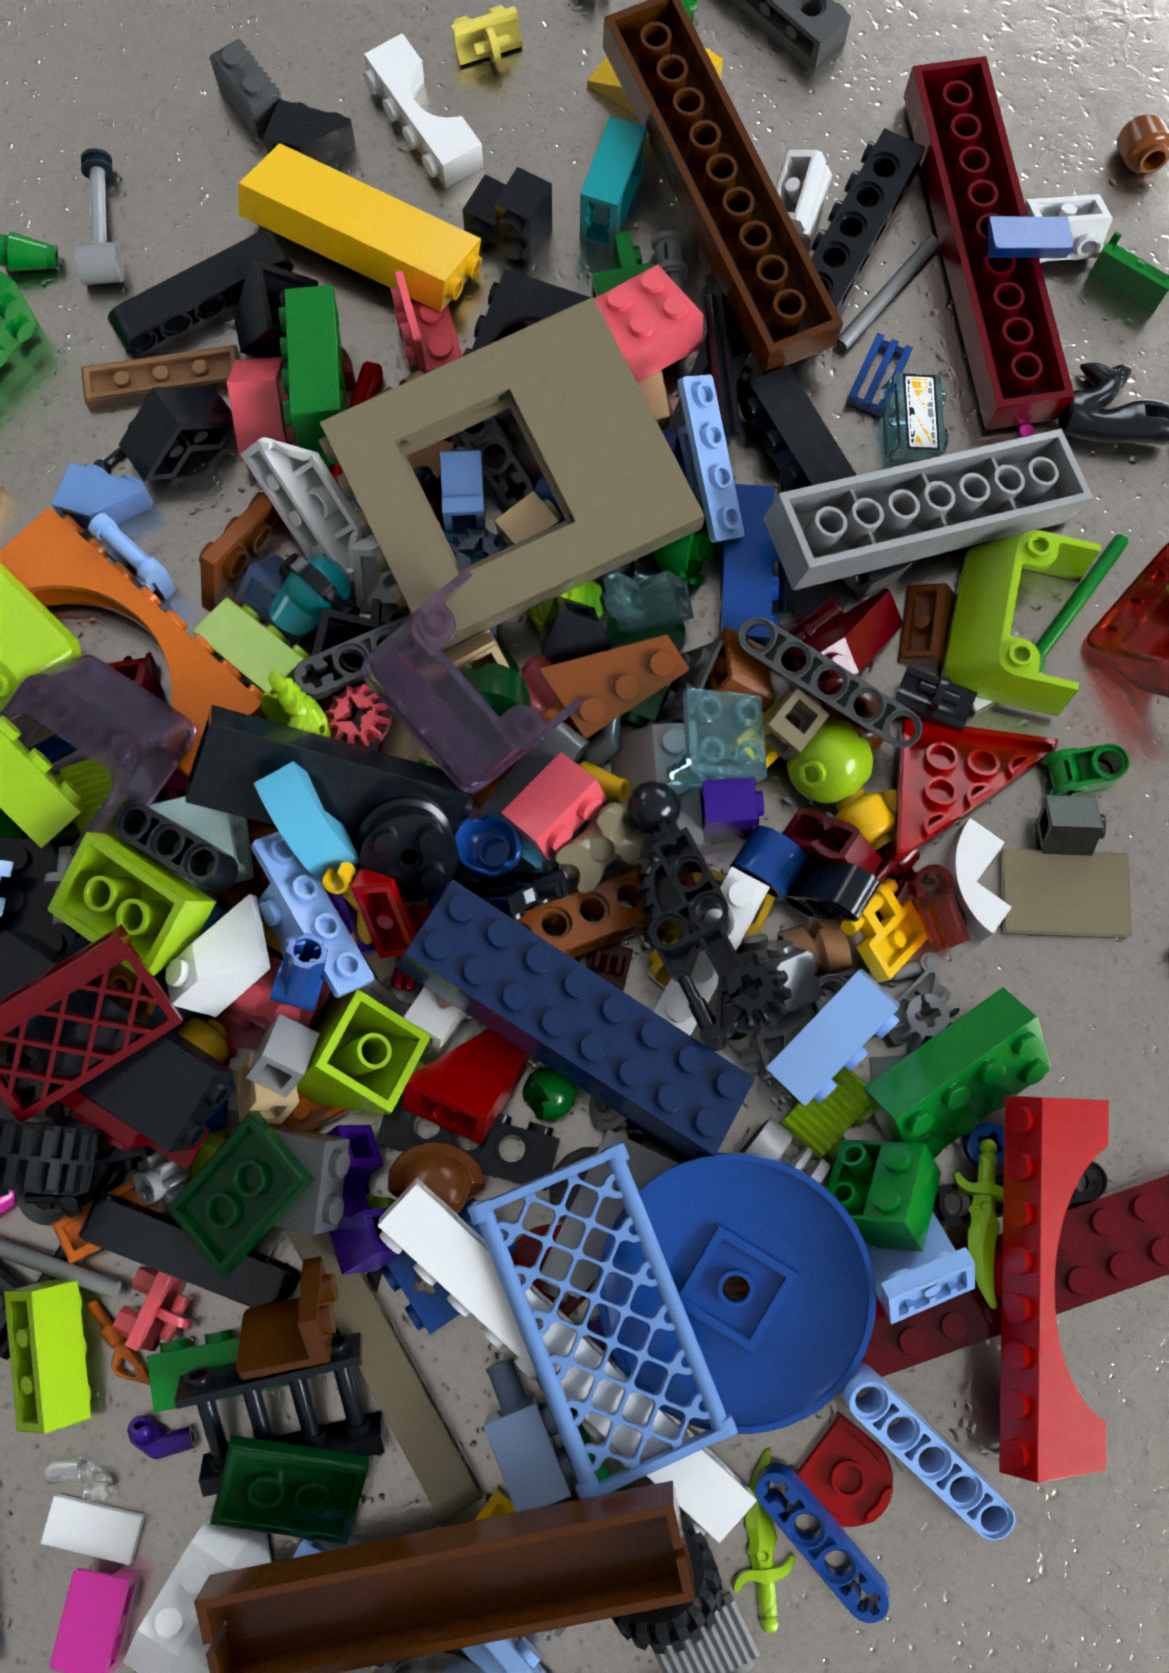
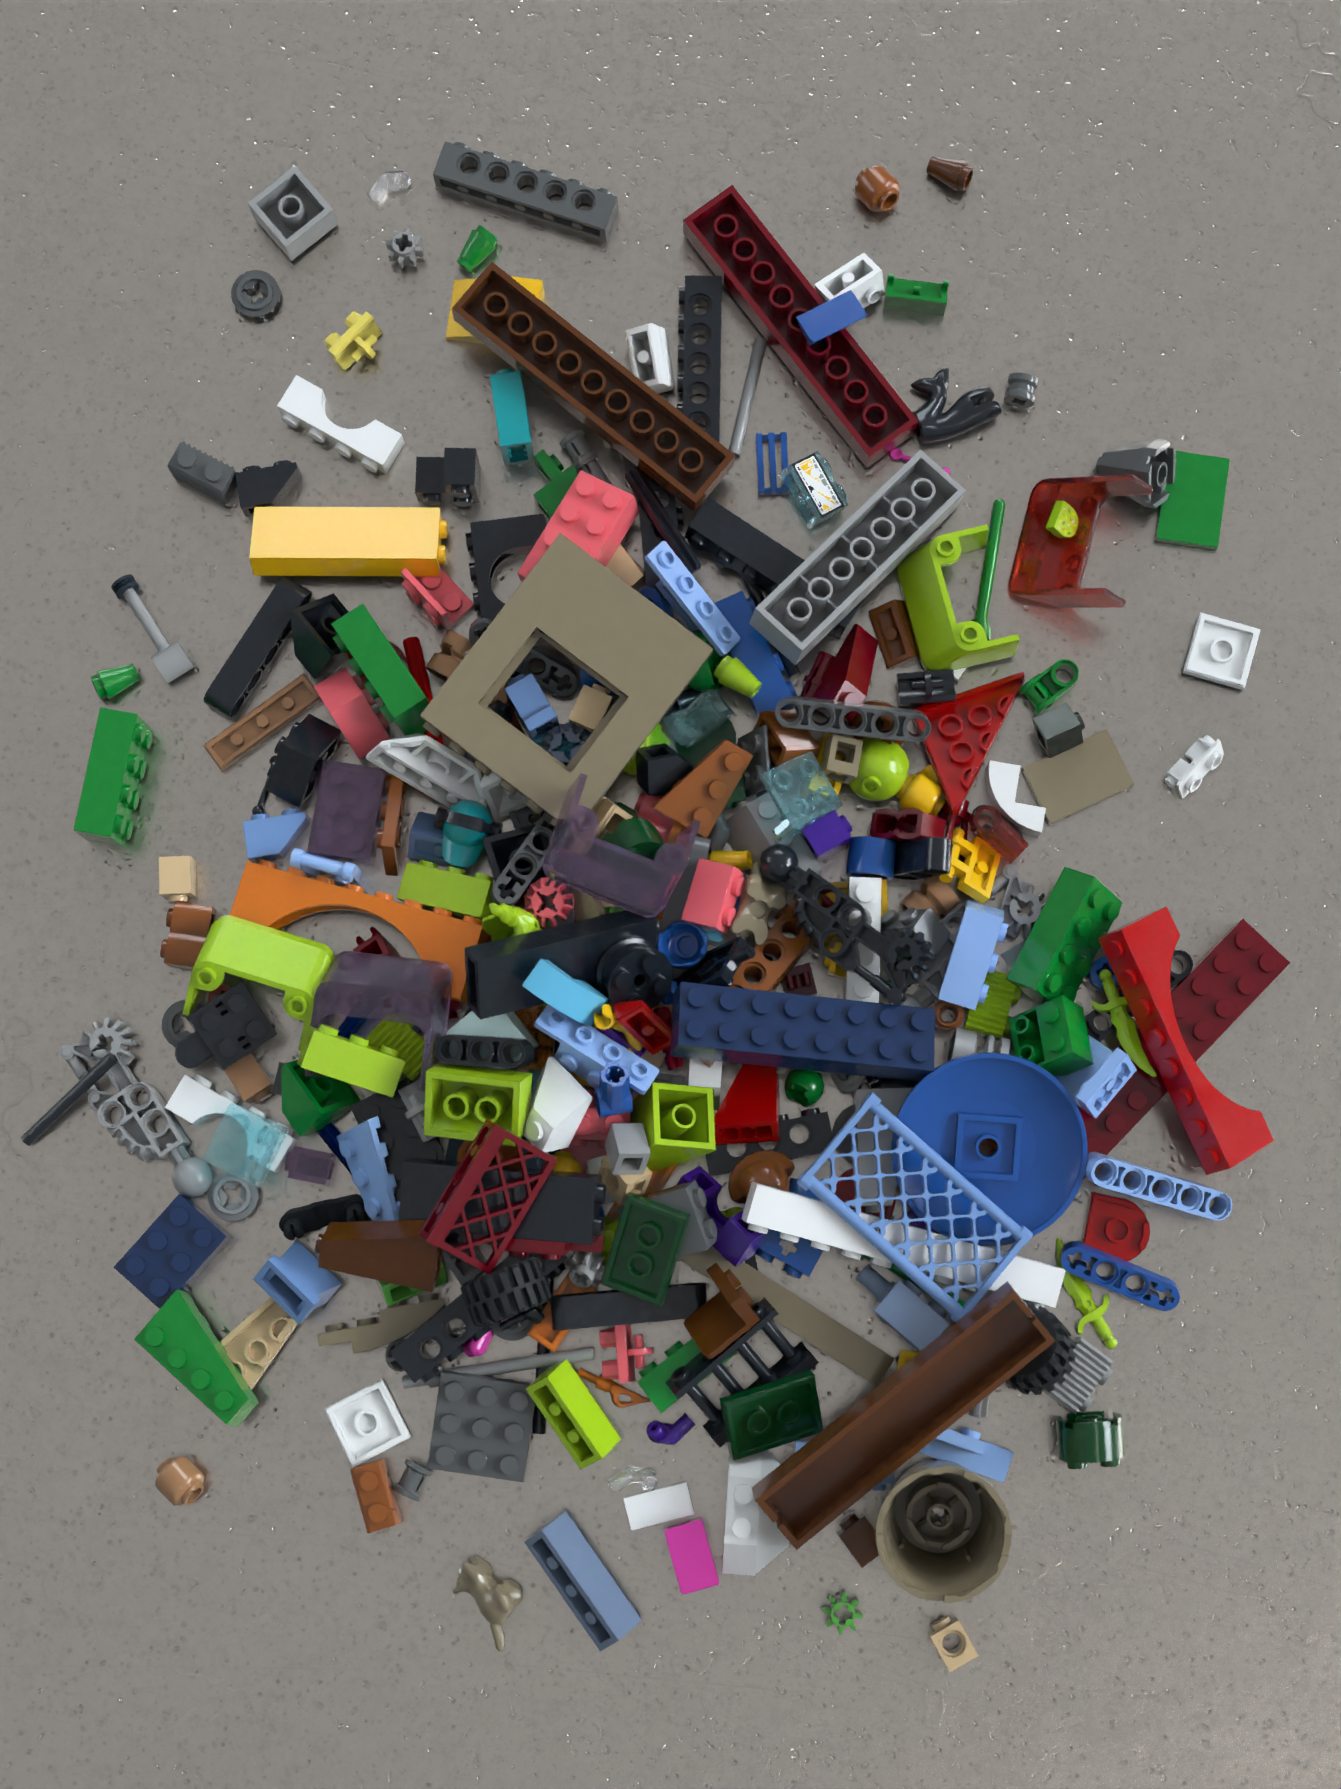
camera: 20 degrees left, 5 degrees up
(190, 510) = (347, 813): none -> clear purple brick
(716, 572) = (736, 676): none -> lime cone
(768, 1084) = (955, 1010): none -> dark orange cone

